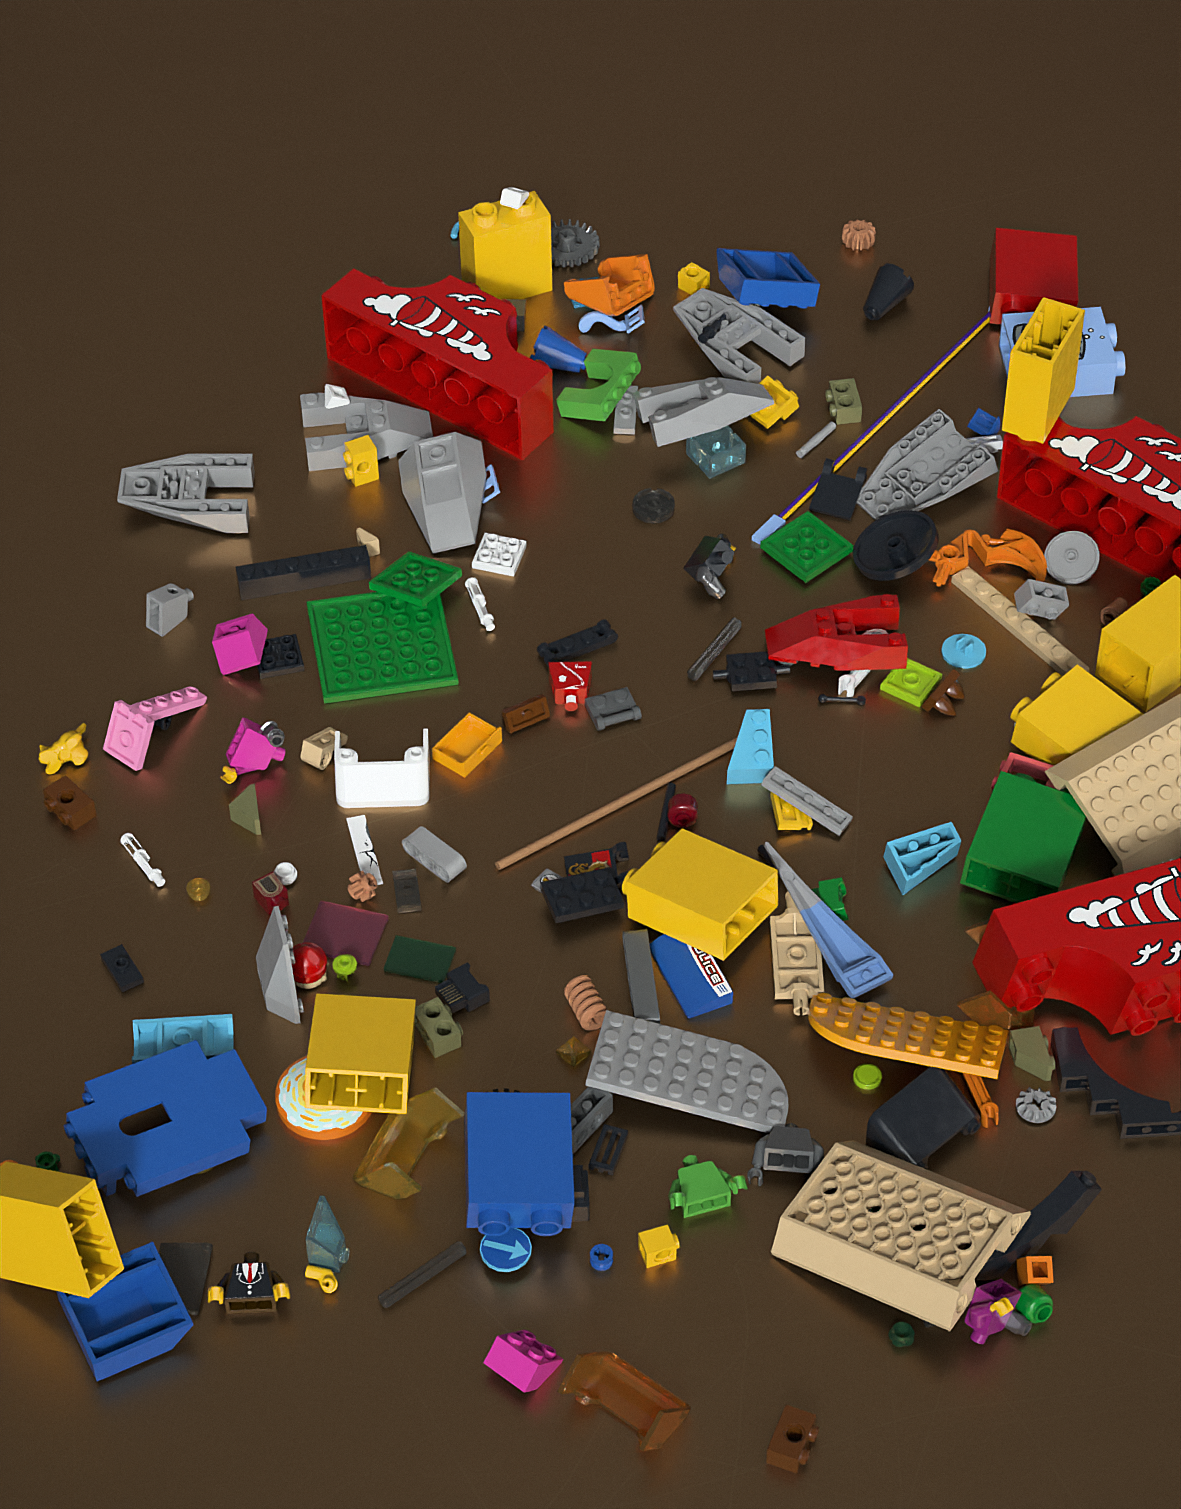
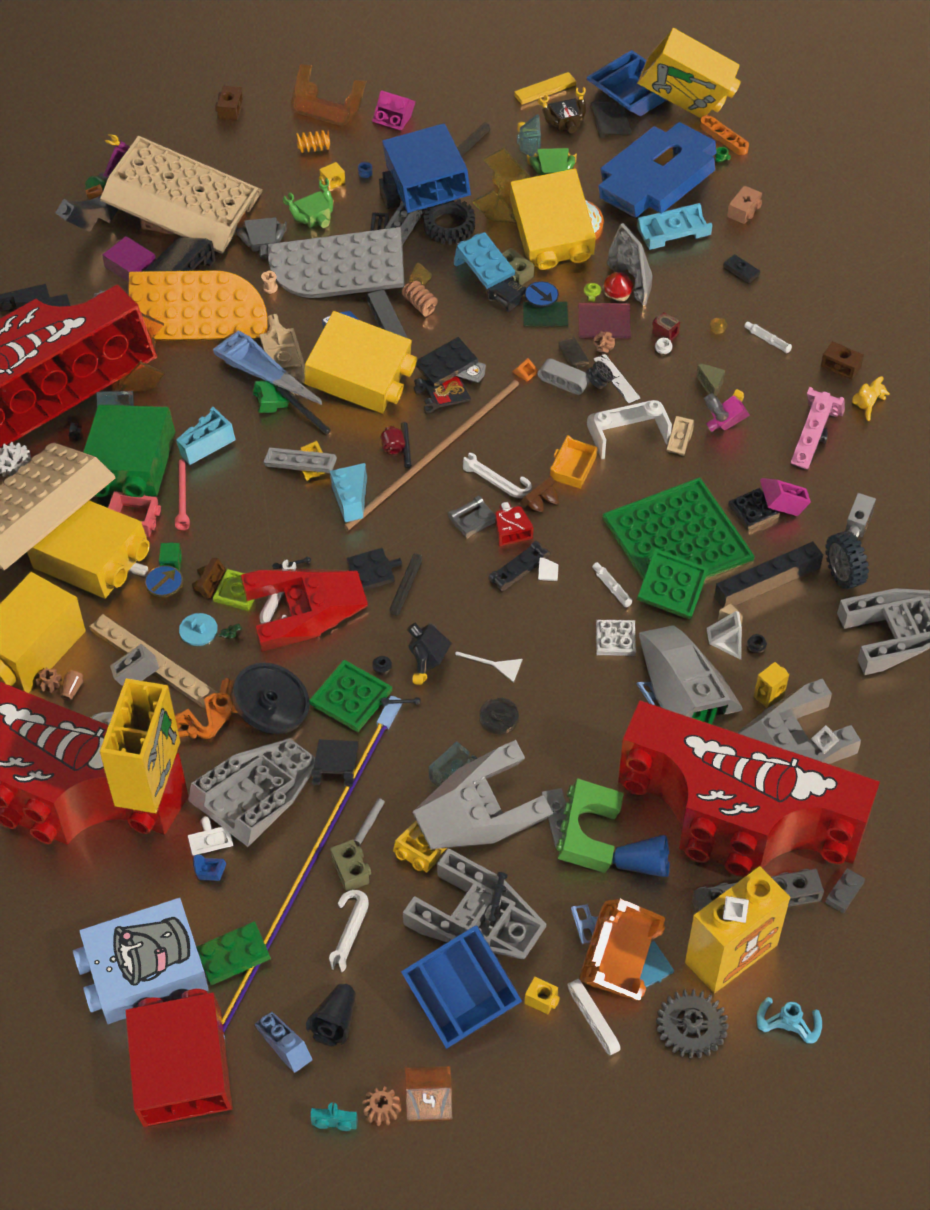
camera: 165 degrees right, 5 degrees up
(64, 1060) = (744, 204): none -> nougat brick
(214, 550) = (847, 559): none -> black wheel
(257, 1362) = (545, 87): none -> yellow tile
(306, 1183) = (552, 160): none -> bright green torso
(351, 517) = (756, 639): none -> black plate
(381, 528) = (727, 634): none -> white slope
(389, 838) = (599, 375): none -> black wheel
(416, 974) = (541, 294): none -> blue piece
(479, 881) = (526, 370): none -> orange slope
(484, 1028) = (484, 260): none -> dark azure bracket
(546, 634) = (548, 570): none -> white slope
(569, 743) = (472, 464): none -> white piece
(627, 549) = (507, 668): none -> white piece
(647, 247) = (593, 1017): none -> white beam
(671, 1318) = (313, 141): none -> light orange piece
(764, 572) = (382, 669): none -> black plate
(772, 529) = (385, 701): none -> black hinge
(793, 1075) = (269, 282): none -> light nougat bush
(814, 239) = (428, 1094): none -> clear orange slope
(858, 353) = (349, 934): none -> white piece
(902, 233) = (334, 1118): none -> teal plate
(931, 634) = (231, 631): none -> dark green plant
(935, 288) = (284, 1041): none -> medium blue slope
(966, 767) = (182, 521): none -> coral piece
(971, 358) = (233, 953): none -> green plate
(986, 723) = (170, 555): none -> green brick
(994, 1156) = (127, 257): none -> magenta brick
(997, 696) = (163, 581): none -> blue piece

